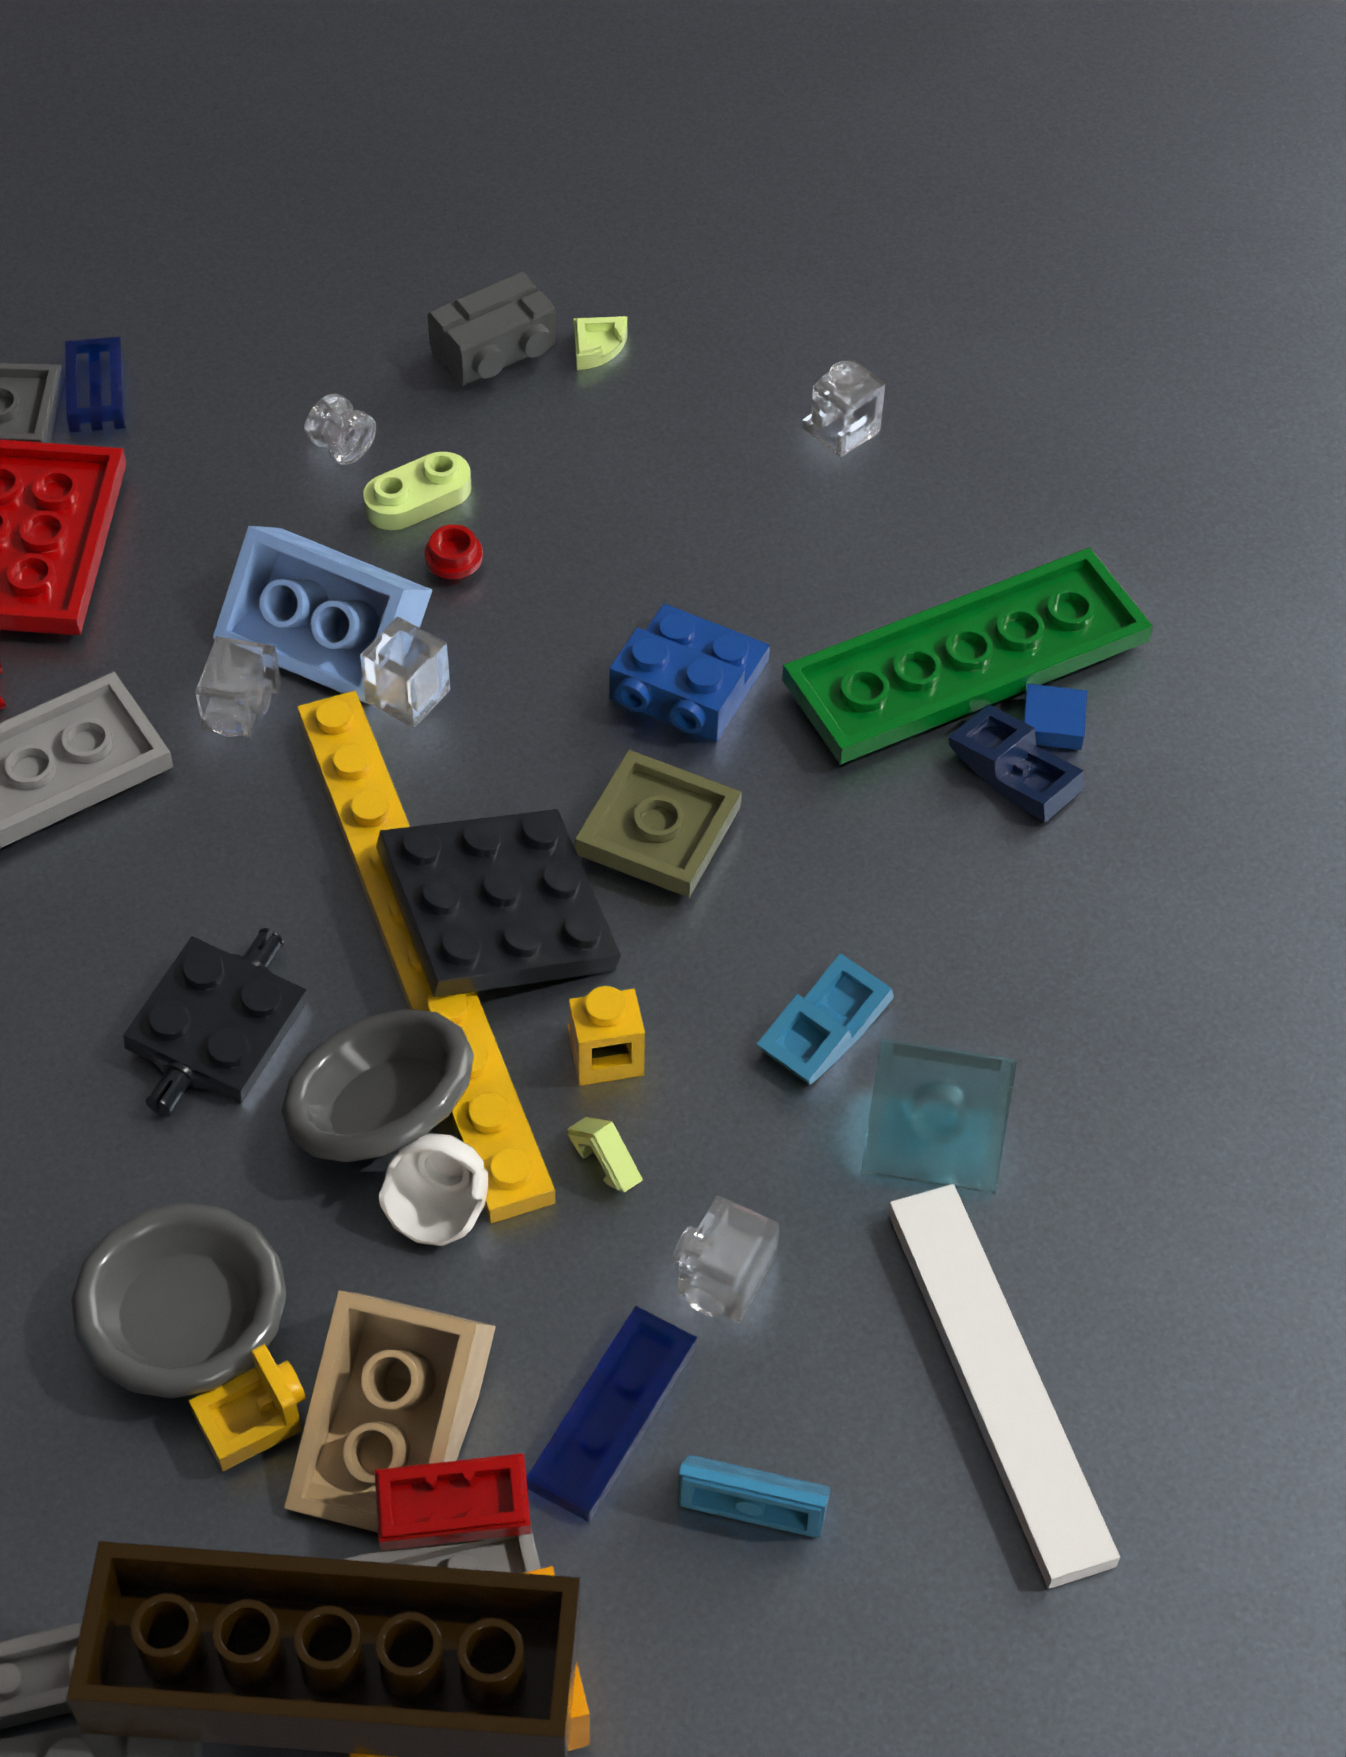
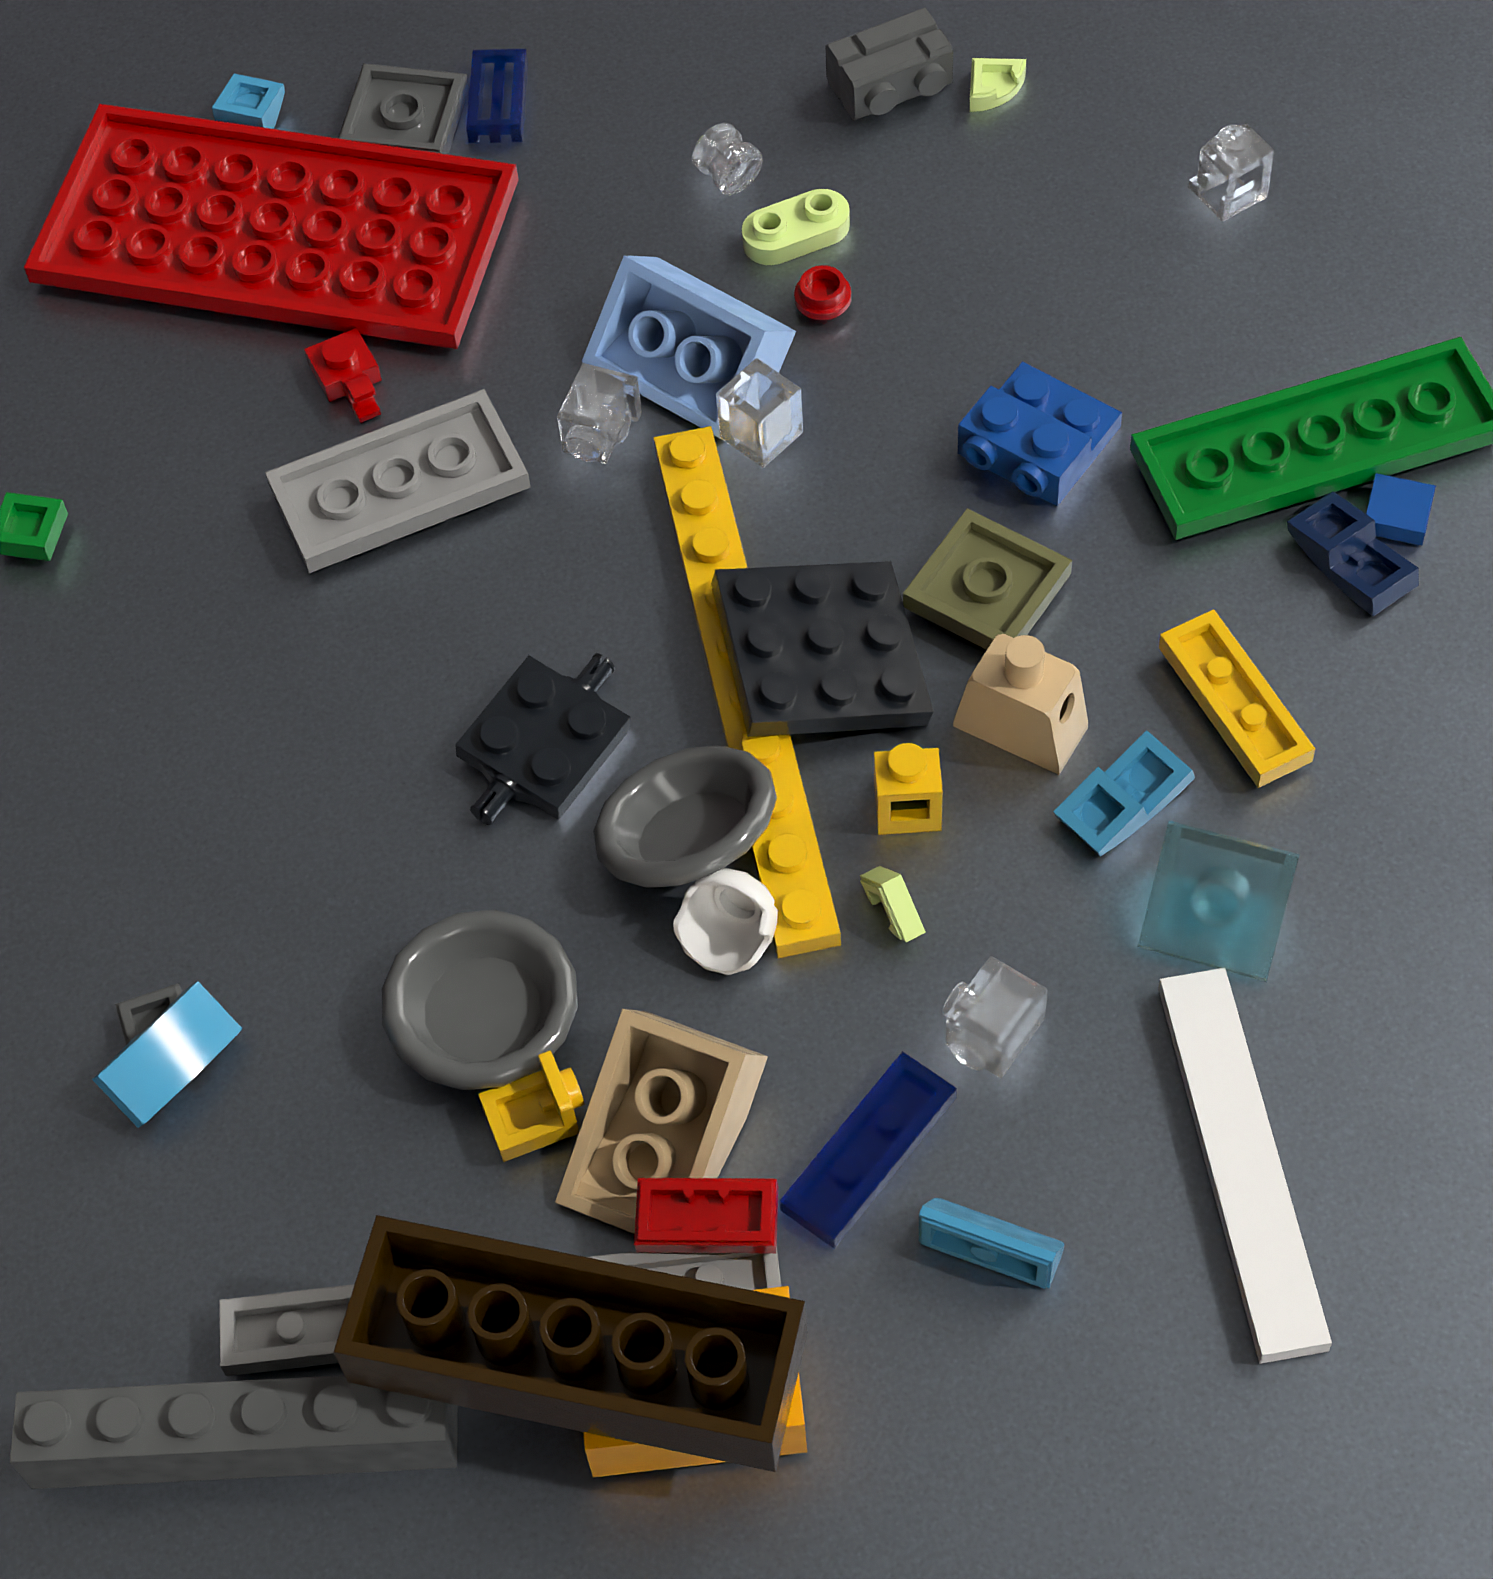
camera: 15 degrees right, 5 degrees up
(714, 935) = (1025, 702): none -> tan torso
(924, 913) = (1236, 698): none -> yellow plate

